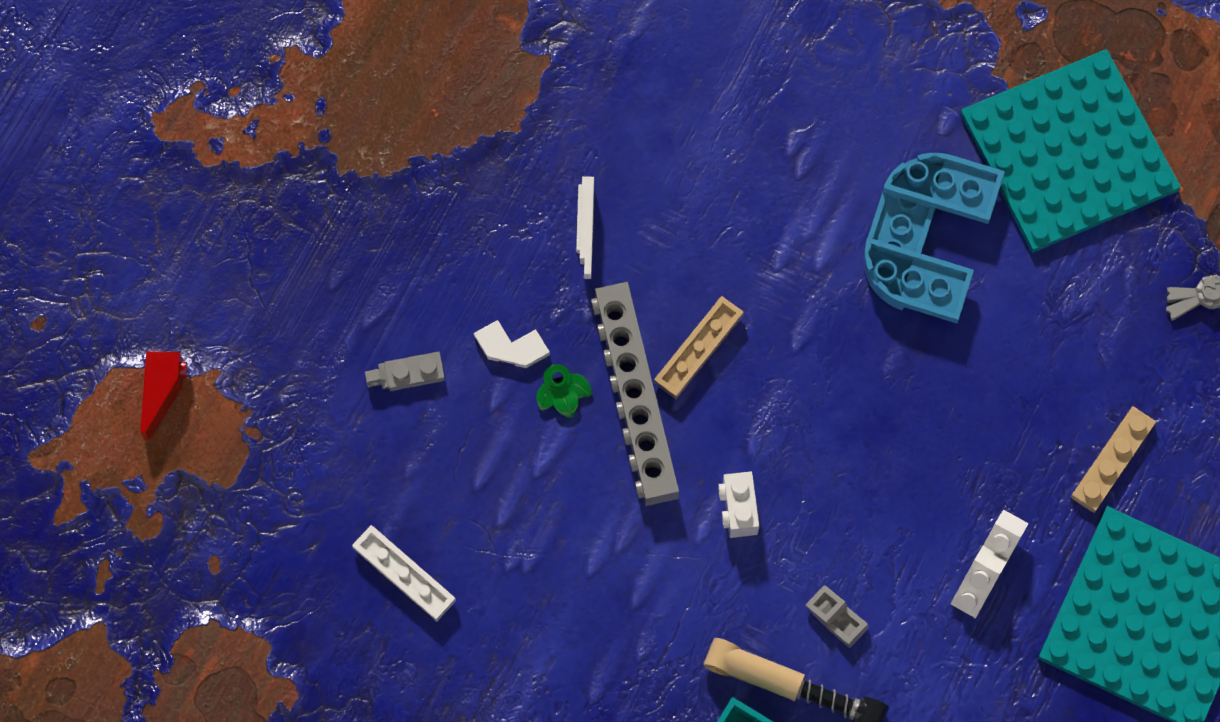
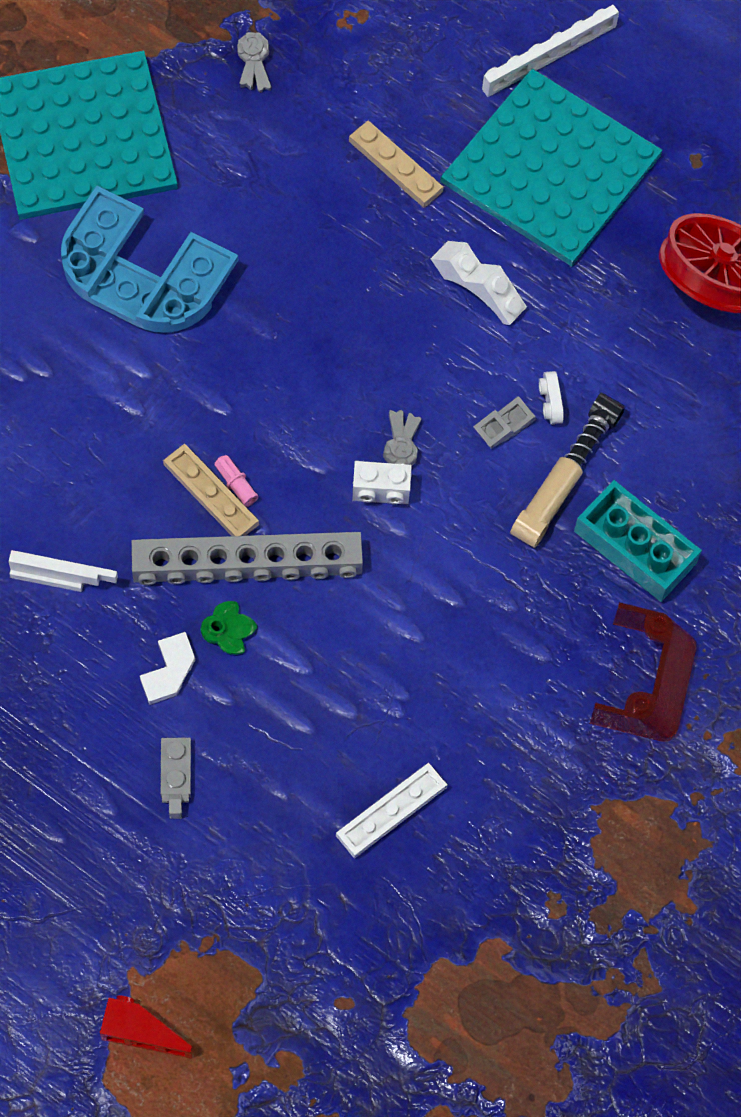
camera: 85 degrees left, 5 degrees down
(717, 368) = (236, 480): none -> bright pink axle
(781, 518) = (401, 448): none -> light grey piece
(862, 660) = (550, 388): none -> white plate

